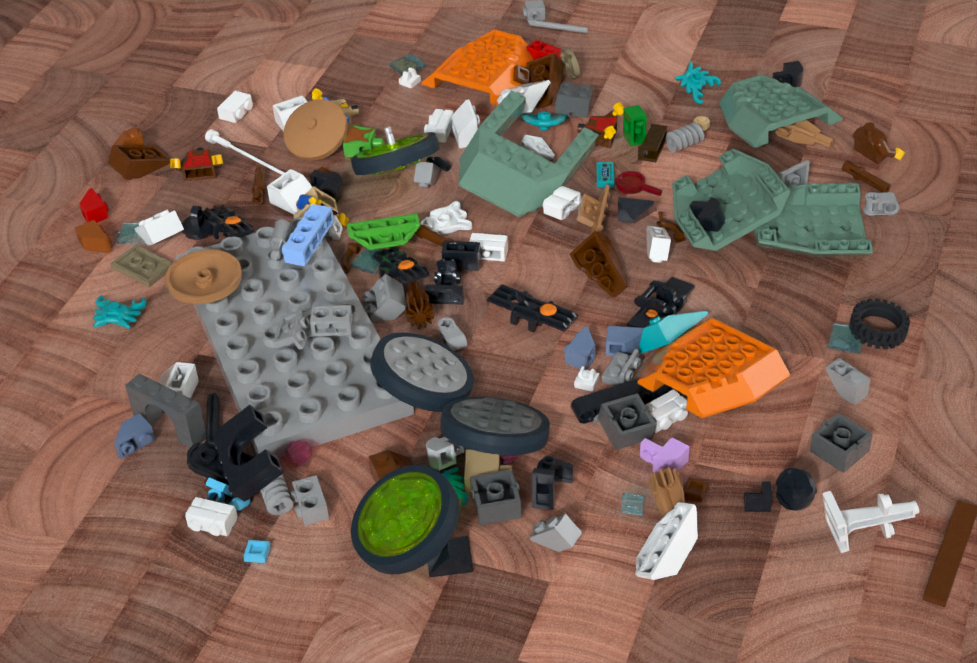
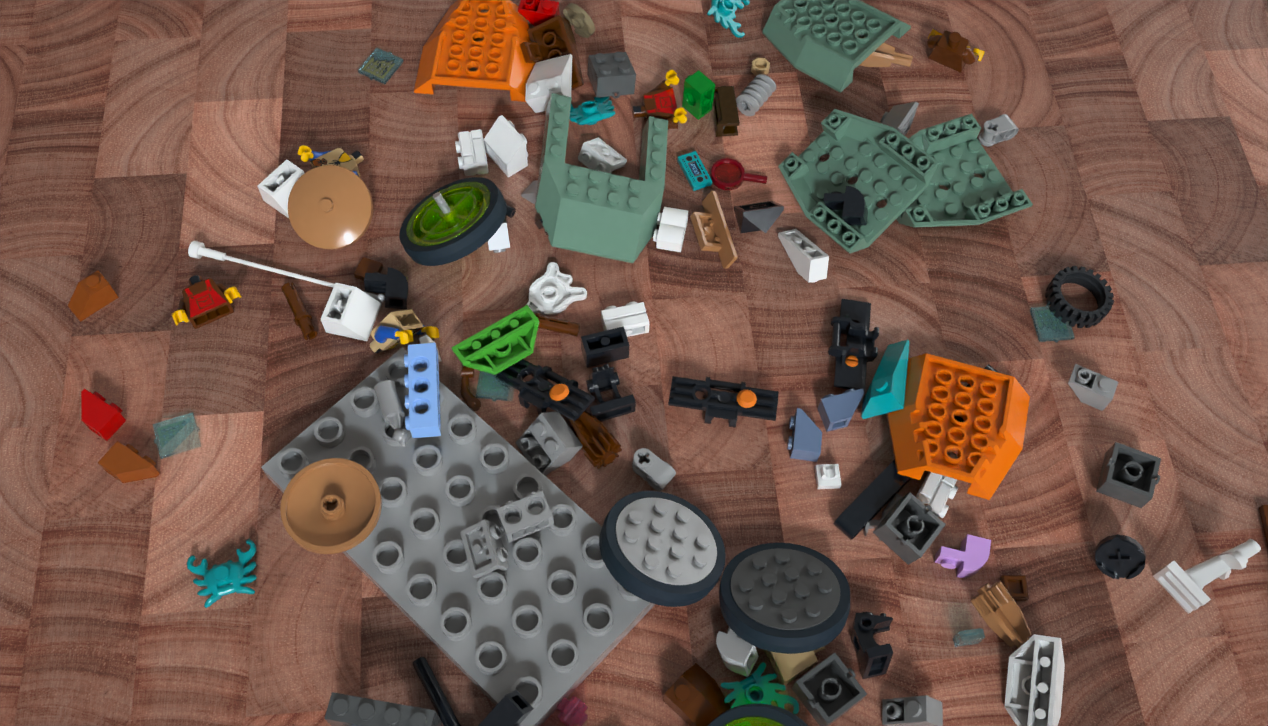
camera: 30 degrees left, 20 degrees up
(137, 160) = (118, 318): reddish brown slope -> none
(141, 265) = (215, 485): dark tan tile -> none
(162, 226) = (208, 421): white slope -> none
(180, 378) = (366, 668): white slope -> none
(195, 224) = (255, 398): black tile -> none
(225, 221) = (314, 397): black piece -> none
(235, 107) = (202, 194): white brick -> none
(360, 139) = (391, 205): bright green torso -> none
(409, 78) = (396, 88): white tile -> none
(600, 262) = (758, 304): reddish brown wedge -> none
(621, 368) = (857, 448): light grey bracket -> none
(678, 234) = (818, 237): reddish brown piece -> none
(759, 501) = (1083, 577): black panel -> none
(860, 174) = (957, 94): reddish brown pin -> none

